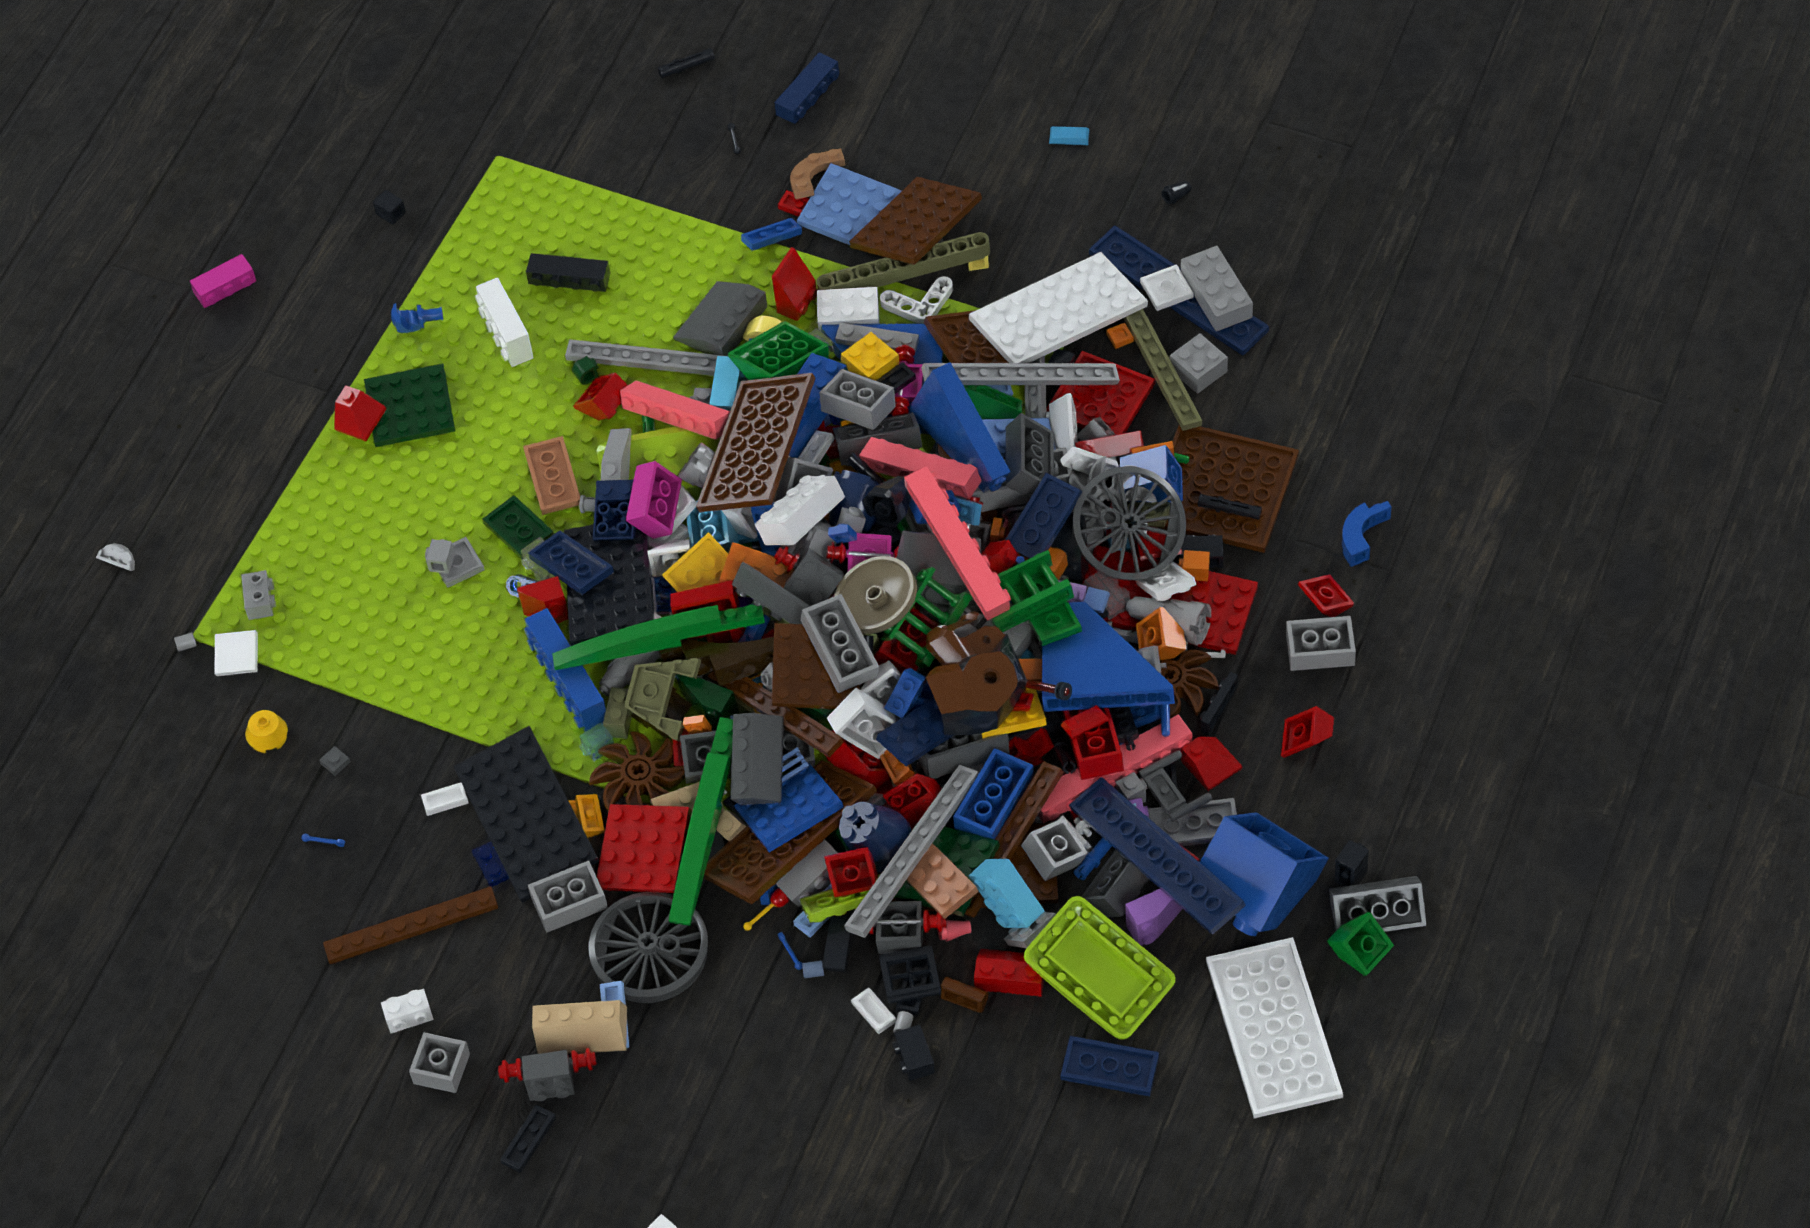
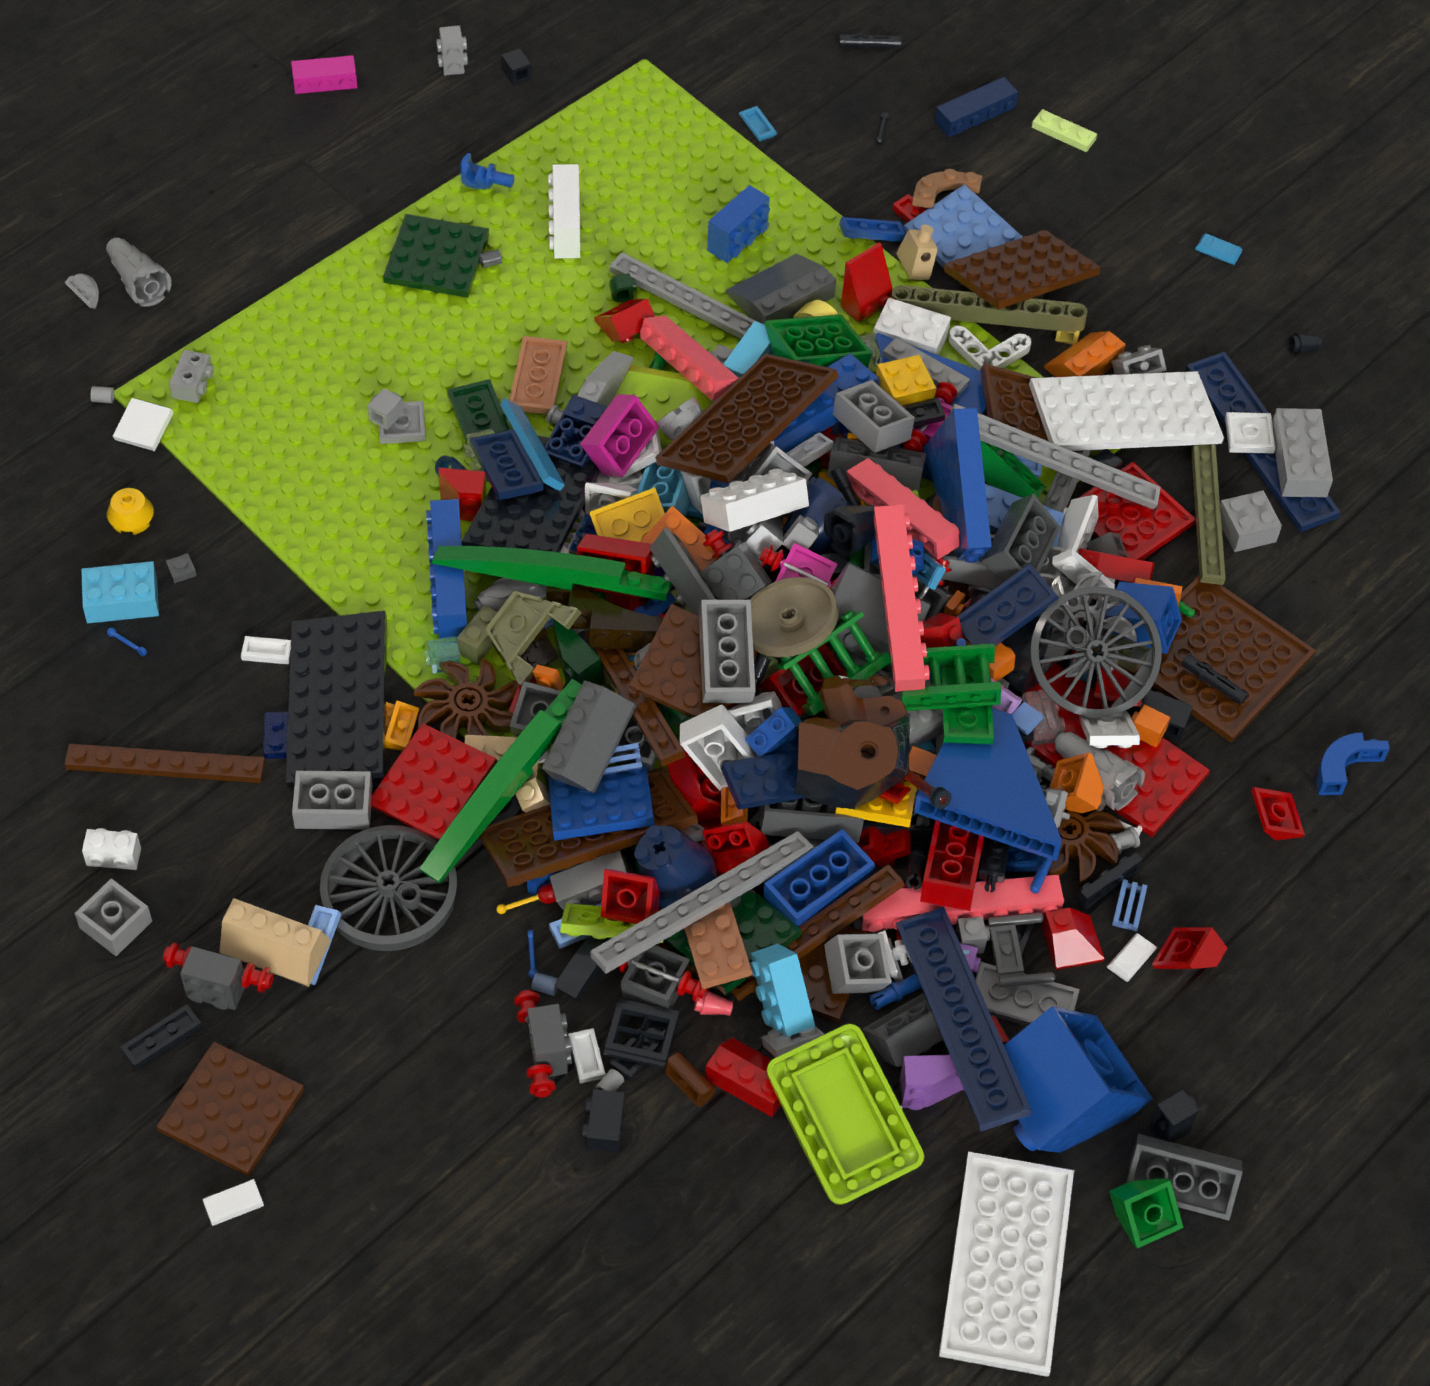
camera: 15 degrees right, 0 degrees up
(158, 523) = (141, 275): none -> light grey cone
(296, 801) = (120, 592): none -> medium azure brick
(327, 215) = (451, 47): none -> light grey brick
(357, 413) = (379, 242): red slope -> none
(458, 389) = (490, 258): none -> dark grey hinge
(568, 272) = (654, 189): black brick -> none
(582, 536) = (532, 444): none -> dark azure tile
(613, 1169) = (230, 1108): none -> reddish brown plate
(625, 176) = (758, 123): none -> dark azure tile
(658, 275) = (738, 224): none -> blue brick
(821, 240) = (918, 253): none -> tan torso
(838, 1011) = (548, 1041): none -> dark grey brick
(842, 533) = (785, 540): blue plate -> none
(891, 79) = (1064, 130): none -> yellowish green plate
(1003, 275) = (1088, 356): none -> orange slope
(1052, 261) = (1141, 362): none -> light grey brick
(1084, 721) = (950, 840): red tile -> none
(1109, 1066) = (807, 1227): dark blue plate -> none
(1120, 335) = (1179, 462): orange plate -> none
(1217, 664) = (1126, 839): none -> light grey bush
(1240, 701) = (1133, 889): none -> medium blue tile
(1262, 756) = (1131, 957): none -> white tile
(1320, 643) = (1248, 862): light grey brick -> none

